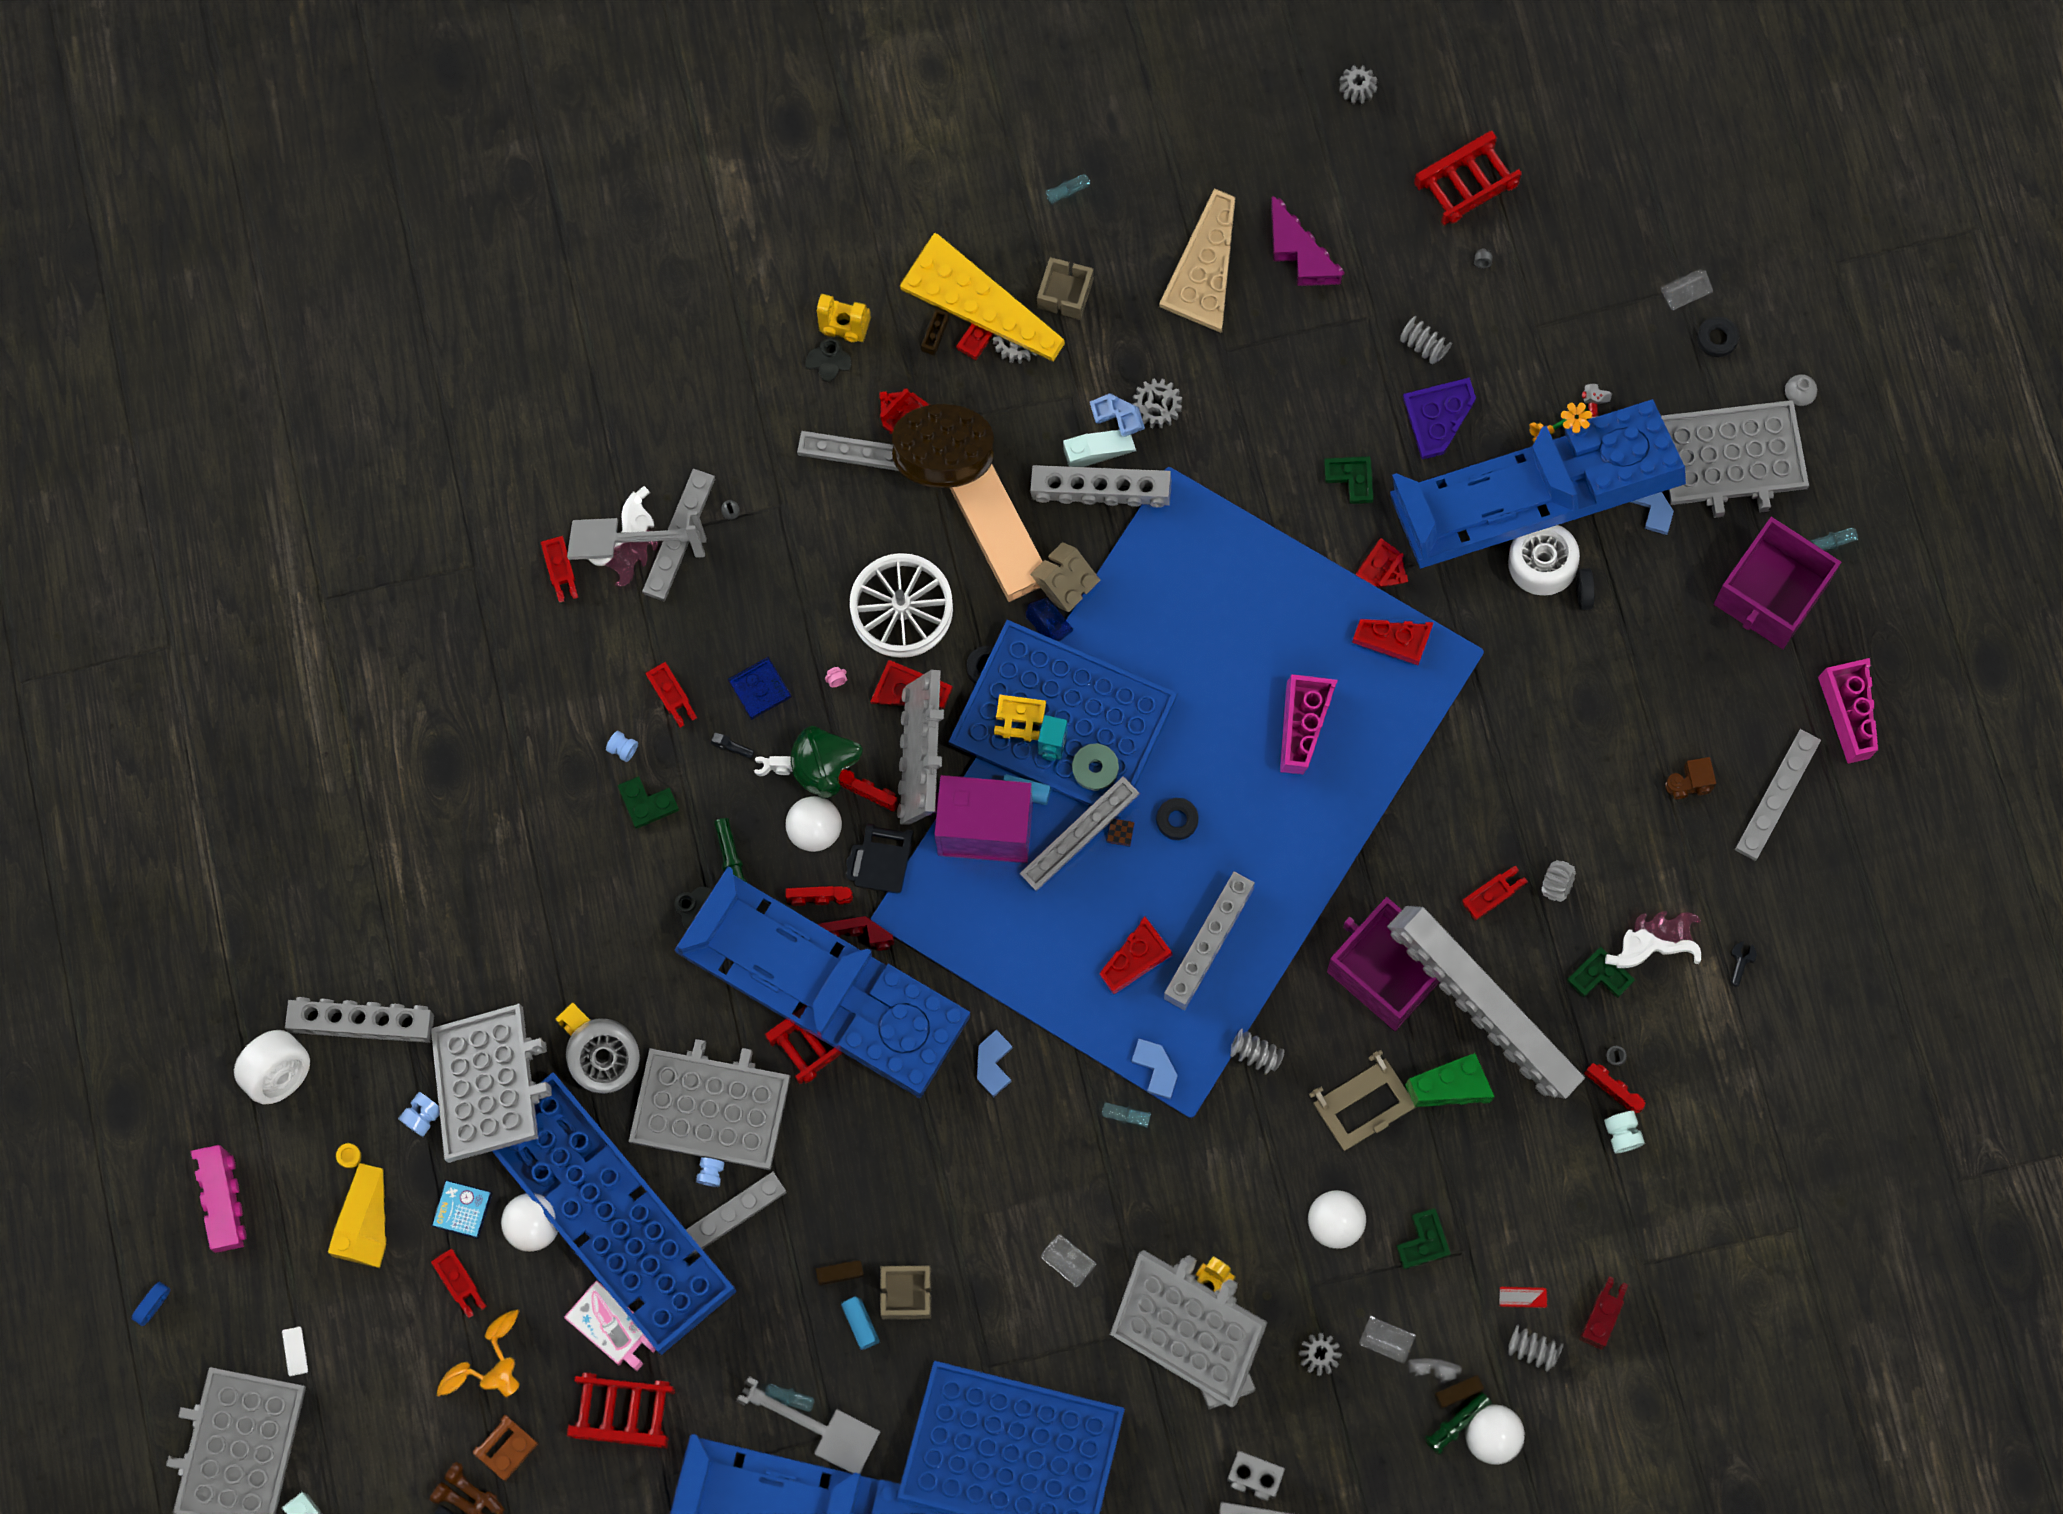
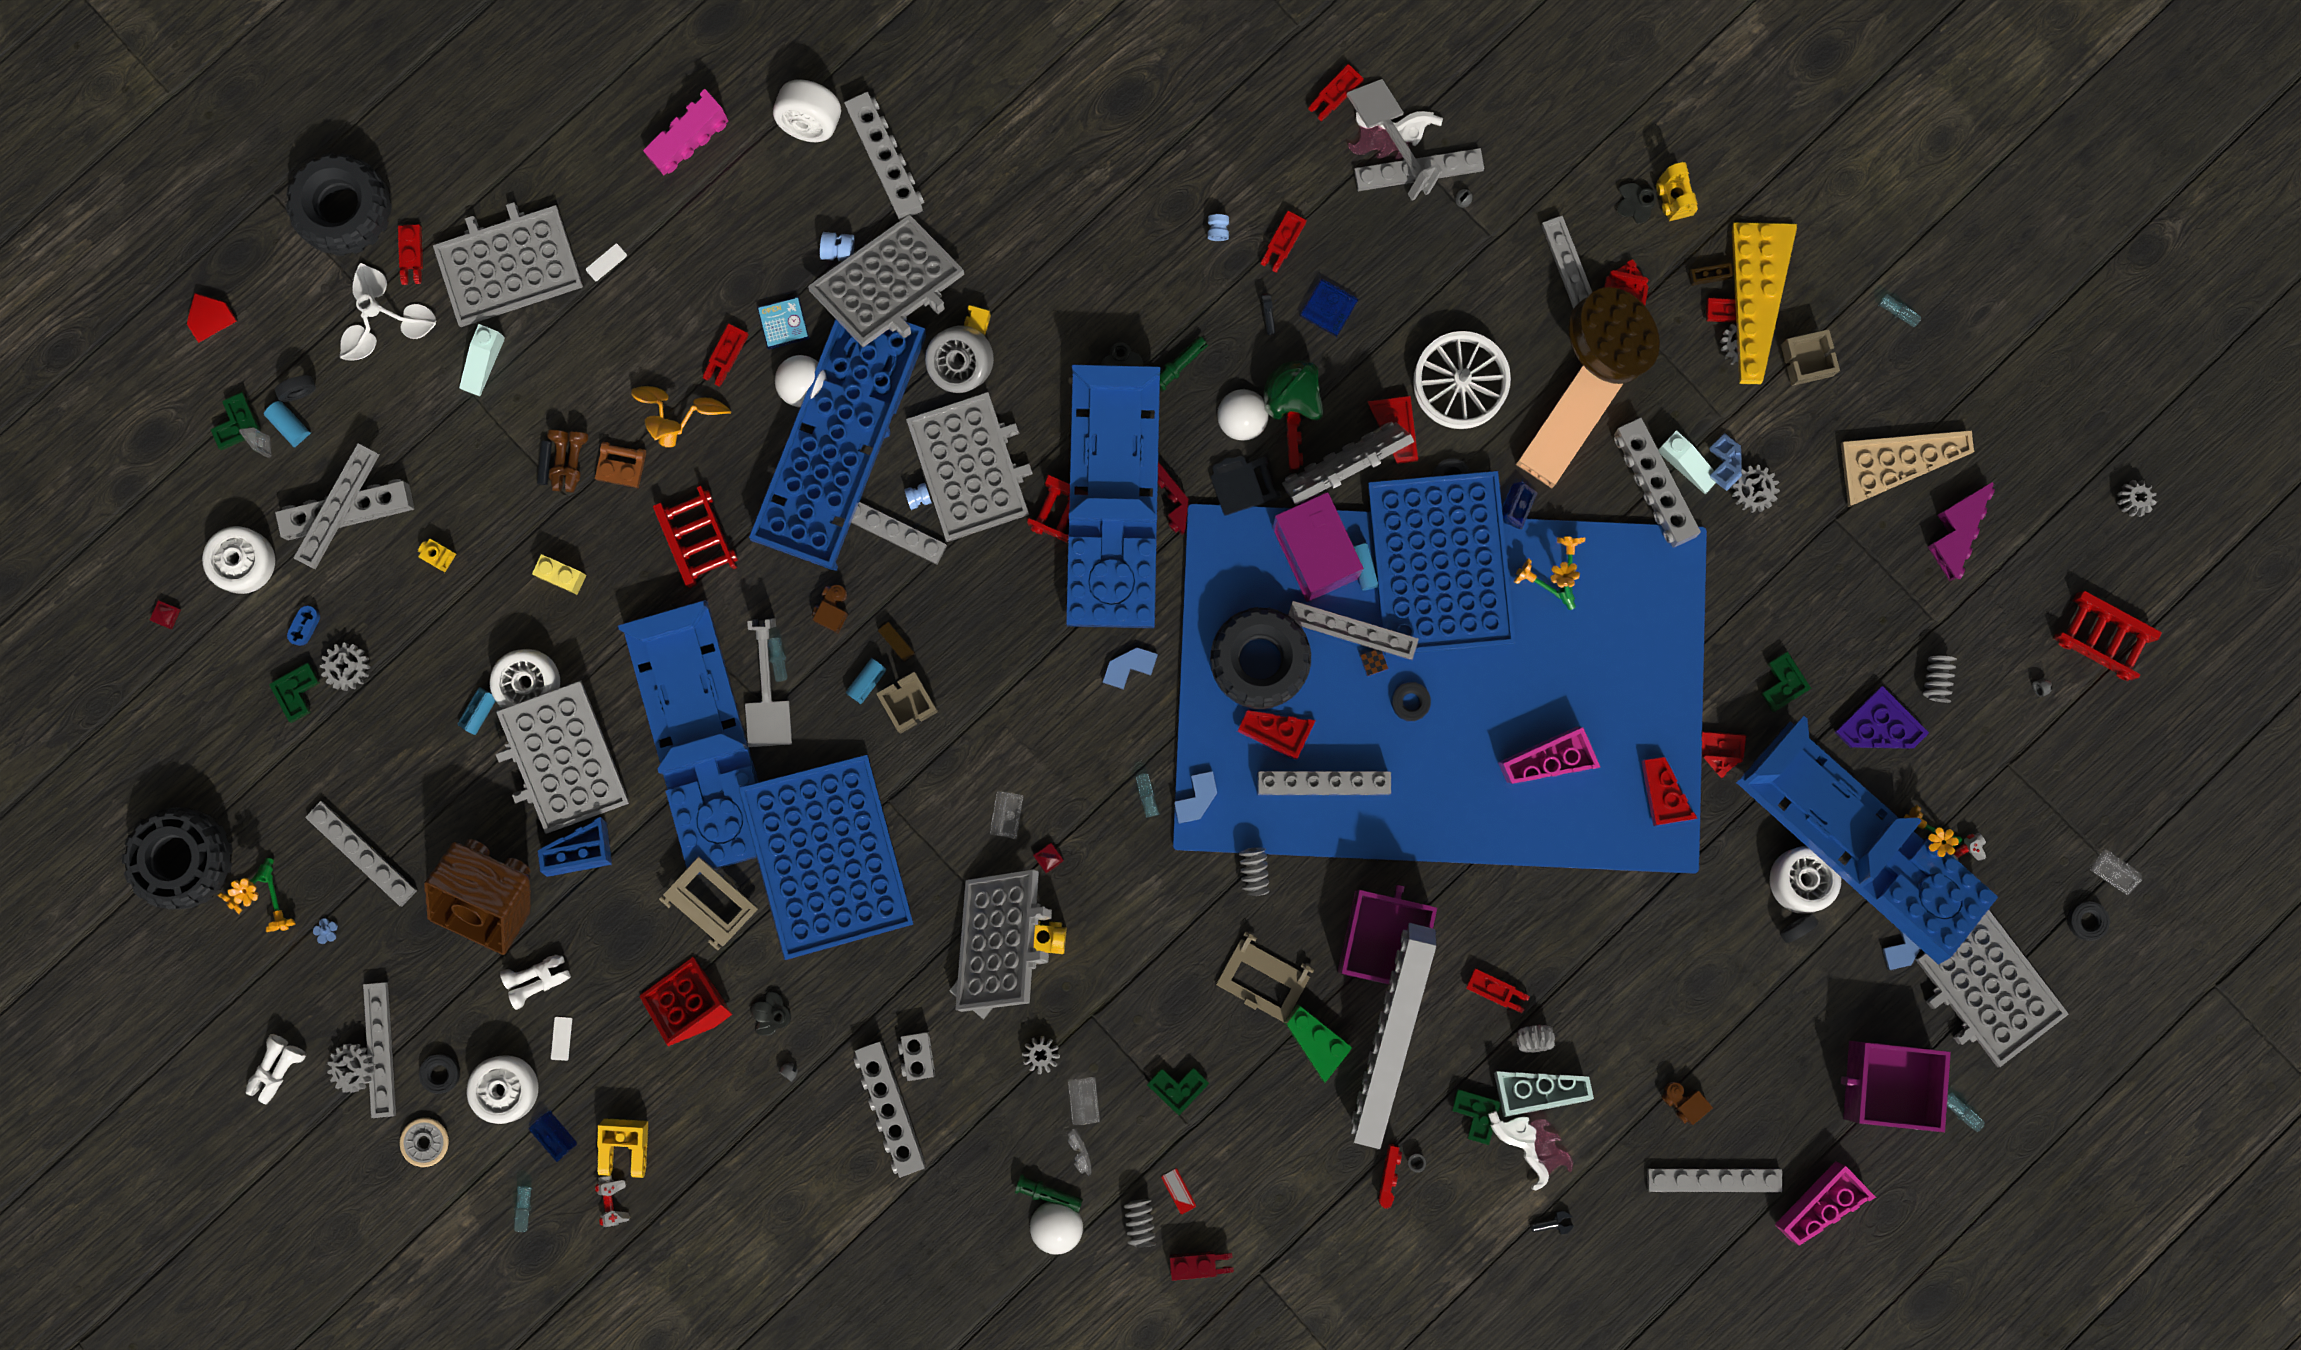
camera: 55 degrees right, 10 degrees up
(151, 1303) = (579, 132): blue beam -> none
(348, 1155) = (776, 212): yellow tile -> none
(361, 1225) = (727, 253): yellow wedge -> none
(608, 1326) = (752, 486): tile -> none
(644, 808) = (1179, 274): dark green plate -> none
(774, 1322) = (827, 612): none -> reddish brown brick
(778, 764) = (1274, 359): white plate -> none
(819, 895) = (1186, 453): red hinge -> none
(836, 677) = (1372, 362): bright pink plate -> none
(1019, 710) = (1427, 527): yellow plate -> none
(1050, 897) = (1268, 625): none -> black tyre
(1052, 738) = (1416, 564): teal brick -> none
(1065, 583) = (1560, 503): dark tan piece -> none
(1095, 753) = (1423, 602): sand green tile -> none
(1133, 1242) = (1048, 858): none -> dark red tile
(1141, 611) = (1562, 576): none -> light orange plant
(1337, 1219) = (1158, 1008): white piece -> none
(1459, 1391) = (1073, 1181): dark brown piece -> none
(1607, 912) = (1534, 1092): none -> light aqua wedge
(1624, 1132) = (1357, 1203): light aqua wheel -> none
(1801, 390) = (2082, 1015): light grey brick -> none

